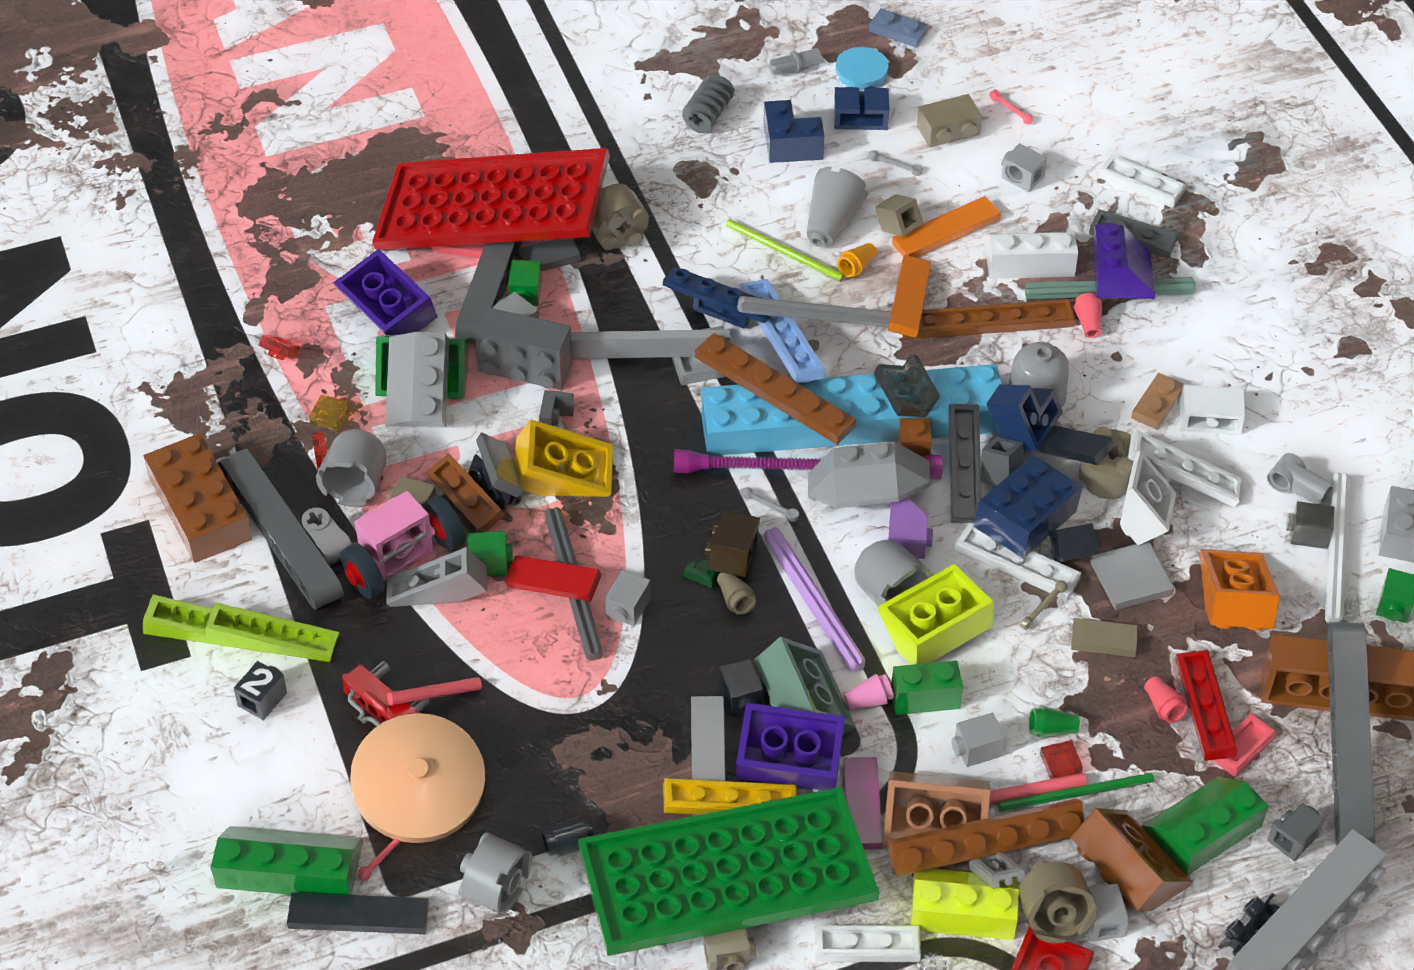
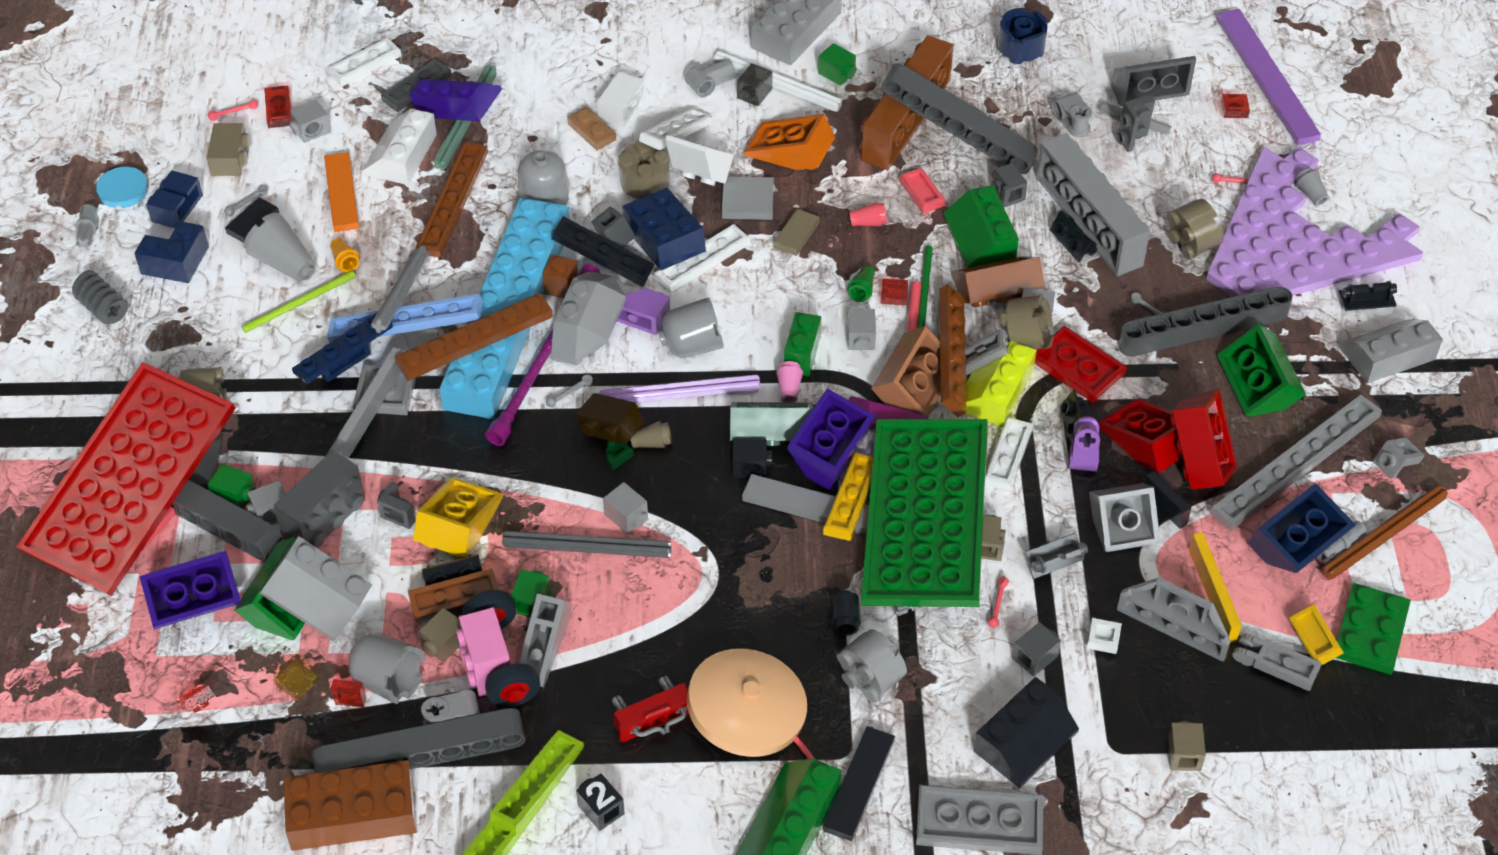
camera: 70 degrees left, 0 degrees up
(434, 691) = (663, 667): coral bar -> none
(499, 465) = (443, 555): dark grey tile -> none
(553, 578) = (582, 552): red tile -> none
(876, 176) = (249, 217): none -> black tile
(898, 27) = (90, 149): sand blue plate -> none
(899, 215) = (316, 211): dark tan brick -> none
(908, 387) = (526, 248): clear smoke bracket -> none
(909, 296) = (407, 232): orange tile -> none
(937, 615) = (743, 314): neon yellow slope -> none
(1024, 413) = (585, 194): dark blue brick -> none
(1034, 135) = (278, 106): none -> clear red plate
(1060, 587) = (744, 237): dark tan hinge -> none
(1074, 542) = (711, 214): black brick -> none
(1076, 445) = (615, 187): black tile -> none
(1089, 312) = (487, 135): coral cone -> none
(1206, 705) = (892, 195): red tile -> none

